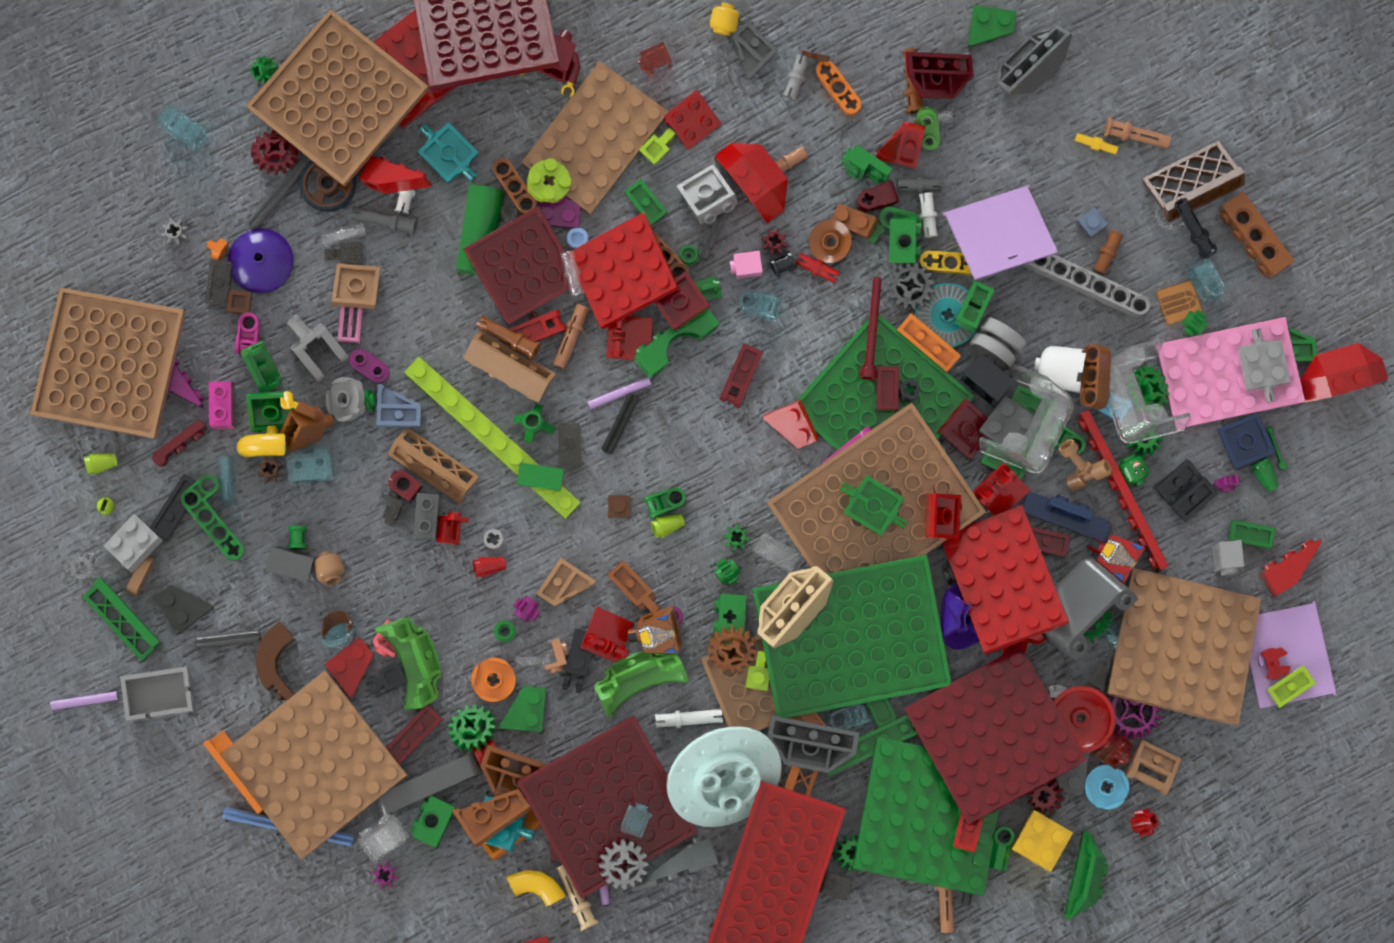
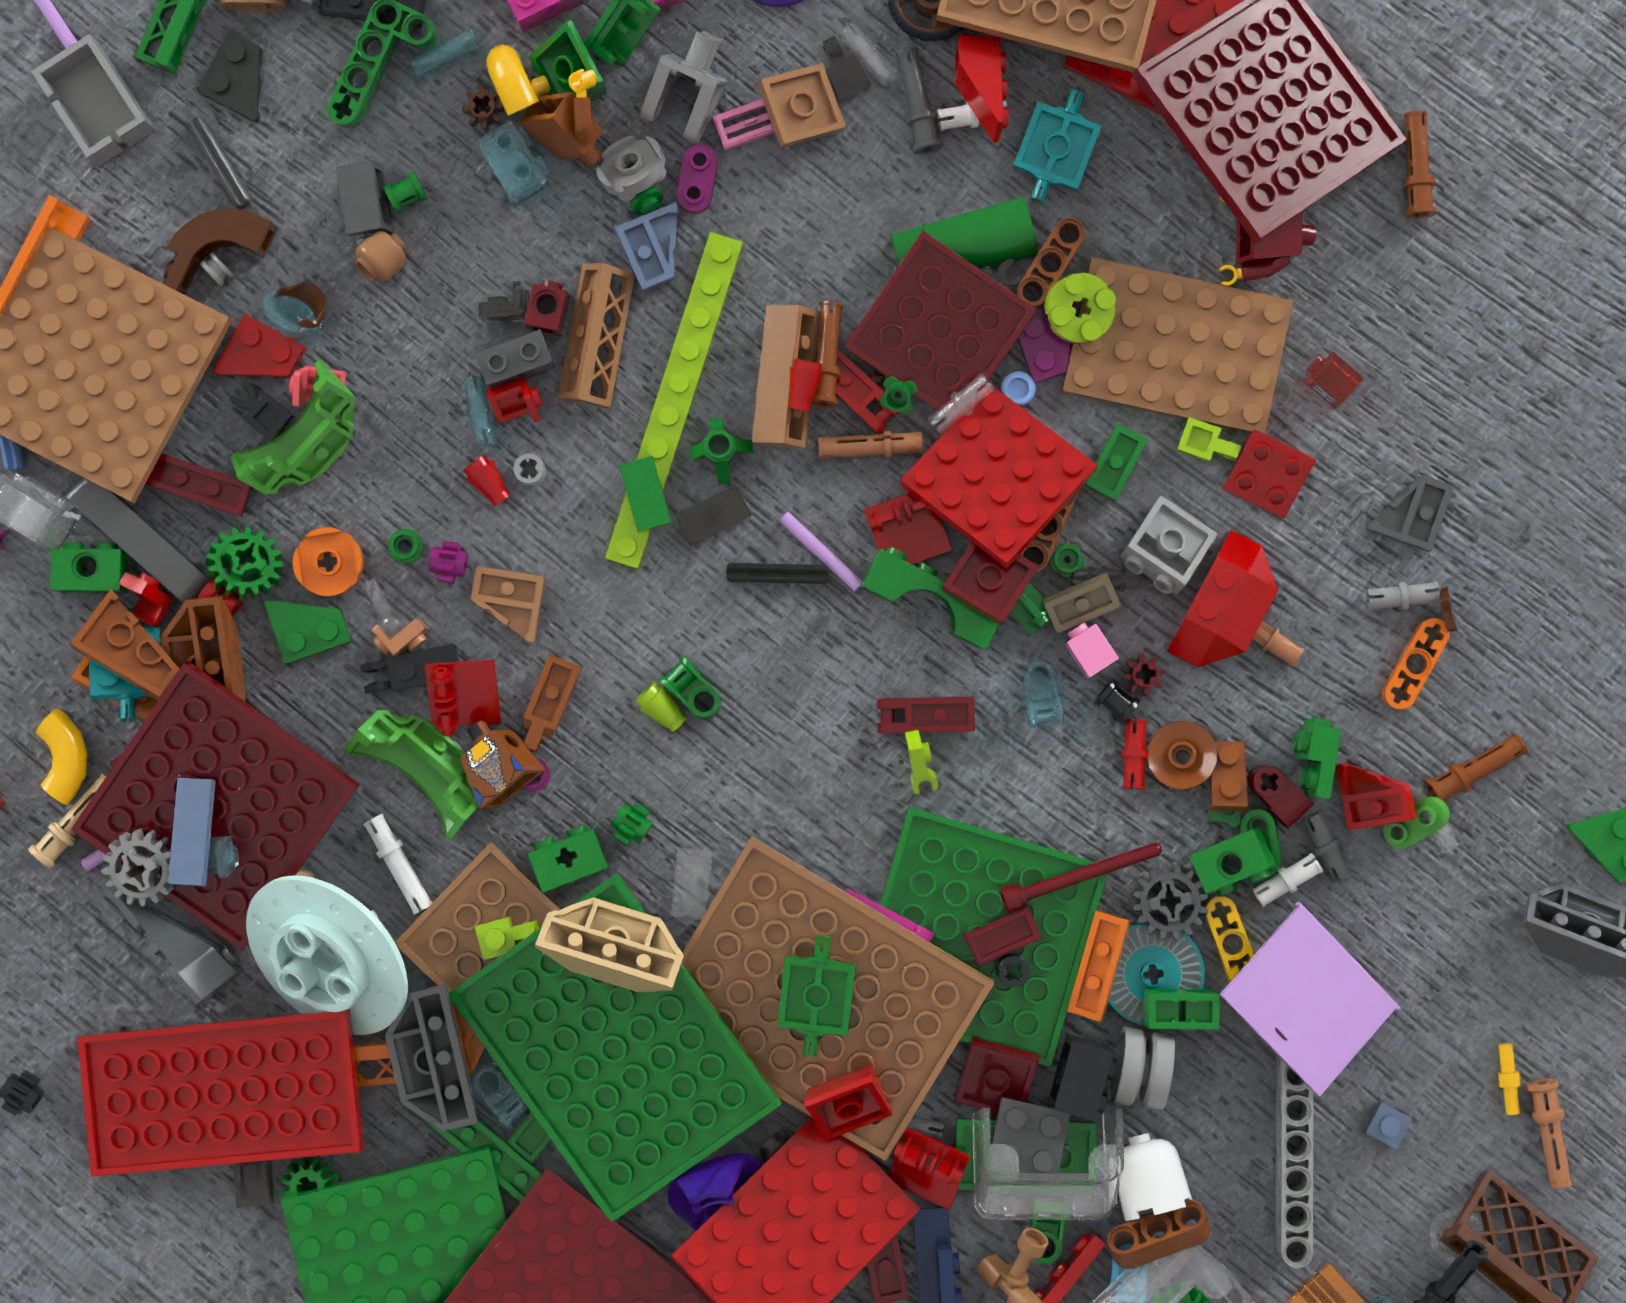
camera: 75 degrees right, 5 degrees up
(290, 668) = (217, 269): none -> light grey bush
(446, 552) = (480, 412): none -> clear light blue pin
(467, 792) = (152, 601): none -> red bracket
(520, 355) = (803, 383): none -> red cone
(554, 310) = (894, 403): none -> green plate
(617, 822) = (191, 832): none -> sand blue tile
(618, 506) = (657, 626): reddish brown plate -> none
(717, 257) = (1082, 602): none -> dark tan plate
(724, 19) = (1439, 452): yellow head -> none
(725, 642) = (516, 880): dark orange gear -> none
(735, 544) = (677, 817): green gear -> none
(763, 390) = (919, 755): none -> lime plate
(793, 424) = (889, 822): wing -> none
(938, 73) = (1505, 802): dark red wedge -> none
(1108, 252) = (1354, 1168): dark orange pin -> none

